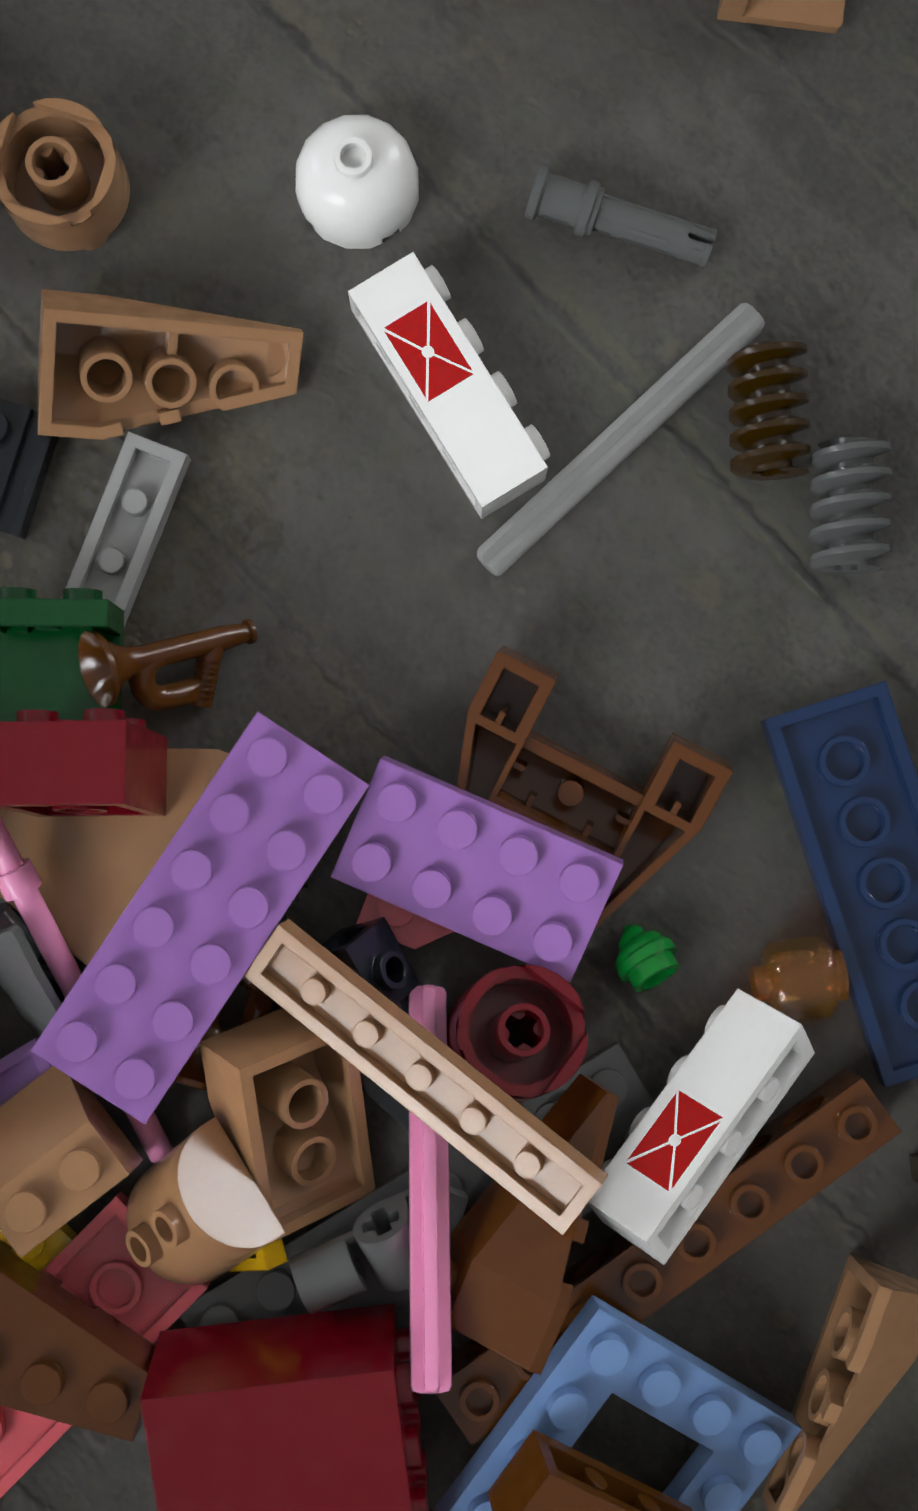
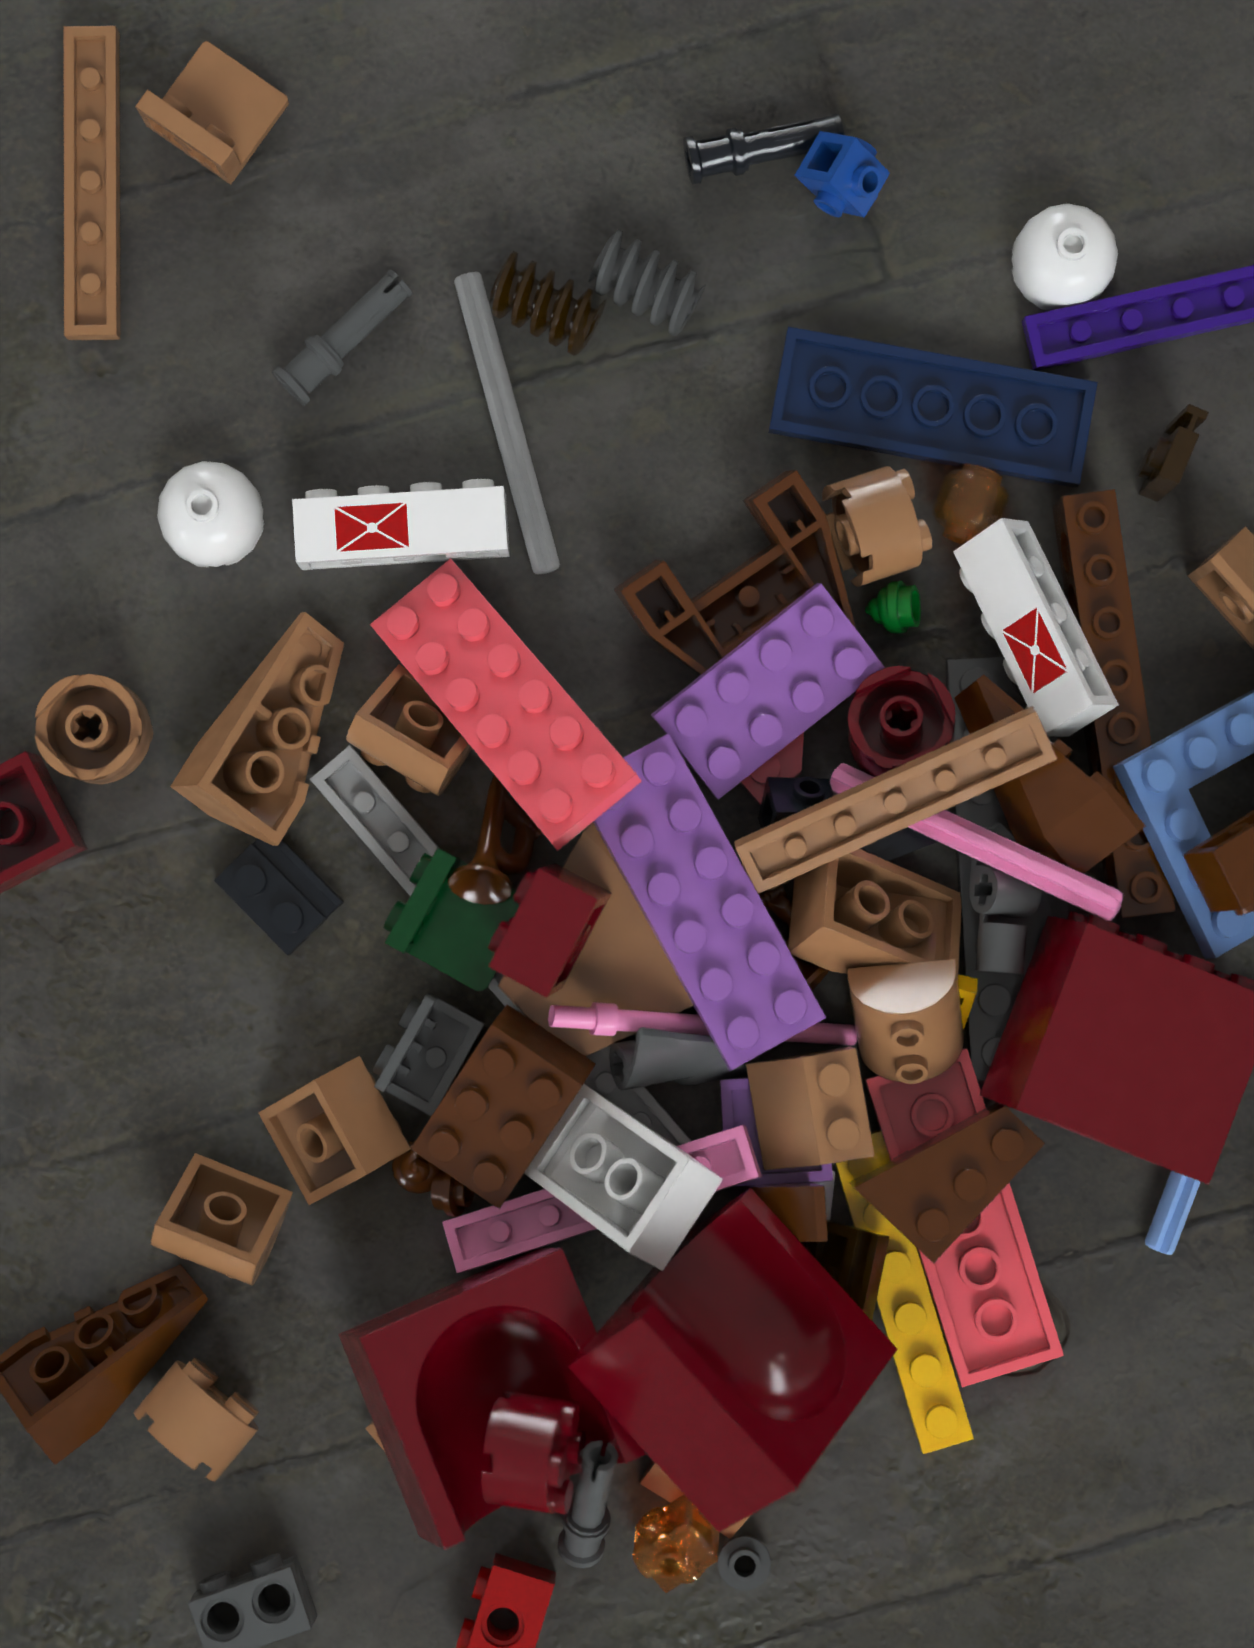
camera: 60 degrees left, 0 degrees up
(238, 514) = (409, 734): none -> medium nougat brick
(307, 597) = (505, 704): none -> coral plate
(722, 890) = (876, 524): none -> medium nougat brick

